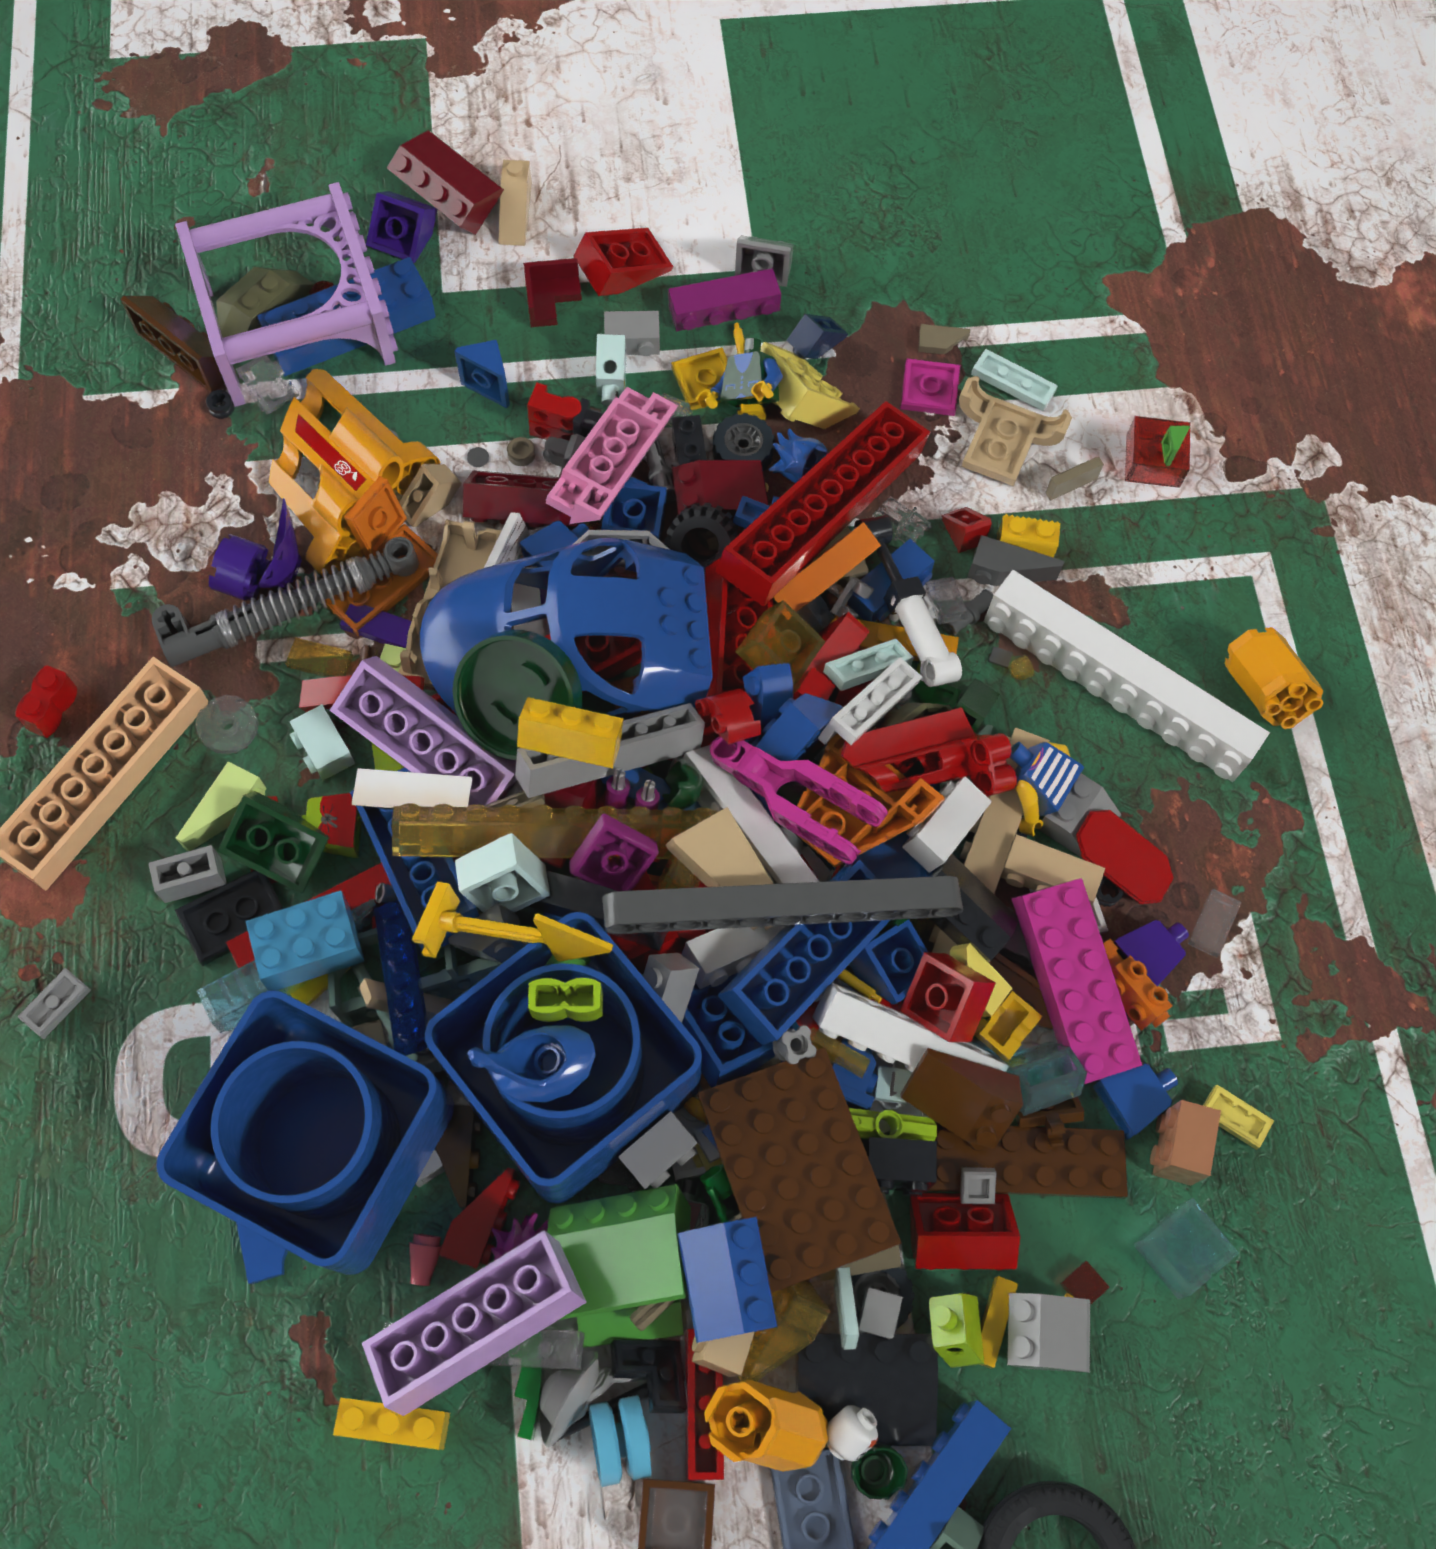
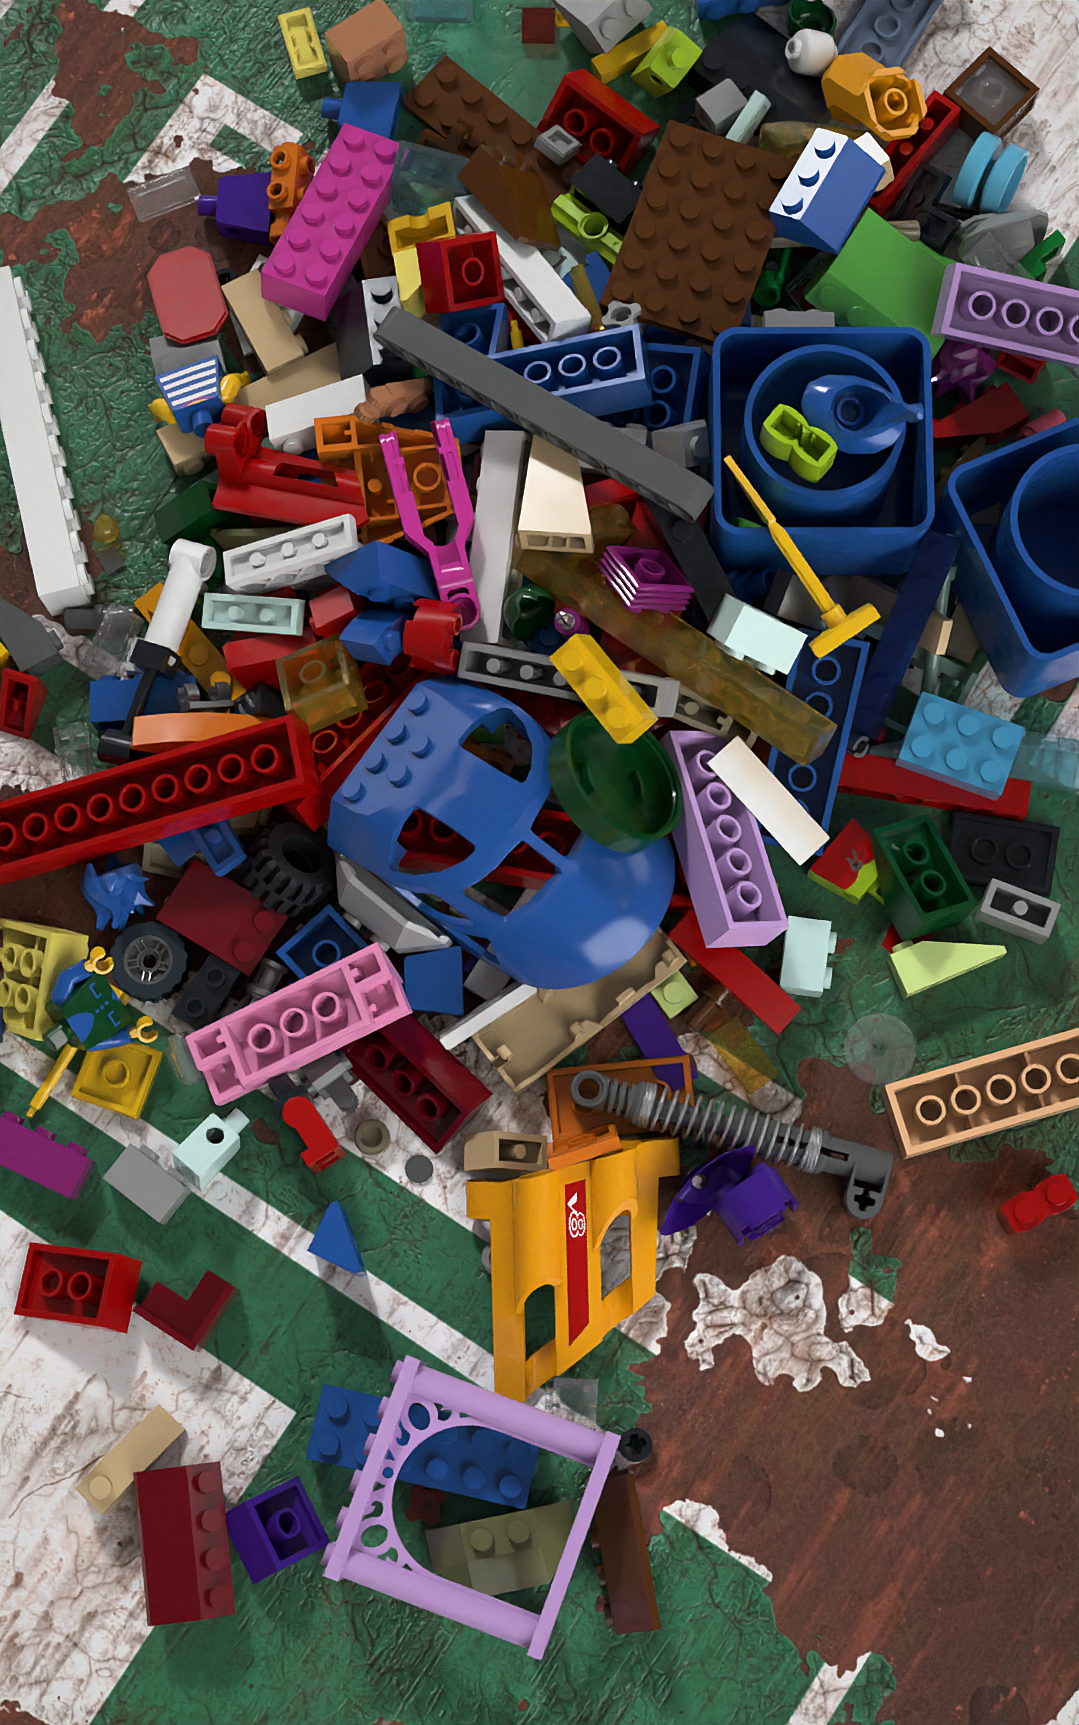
camera: 130 degrees left, 10 degrees up
(904, 851) = (395, 399): none -> nougat hinge

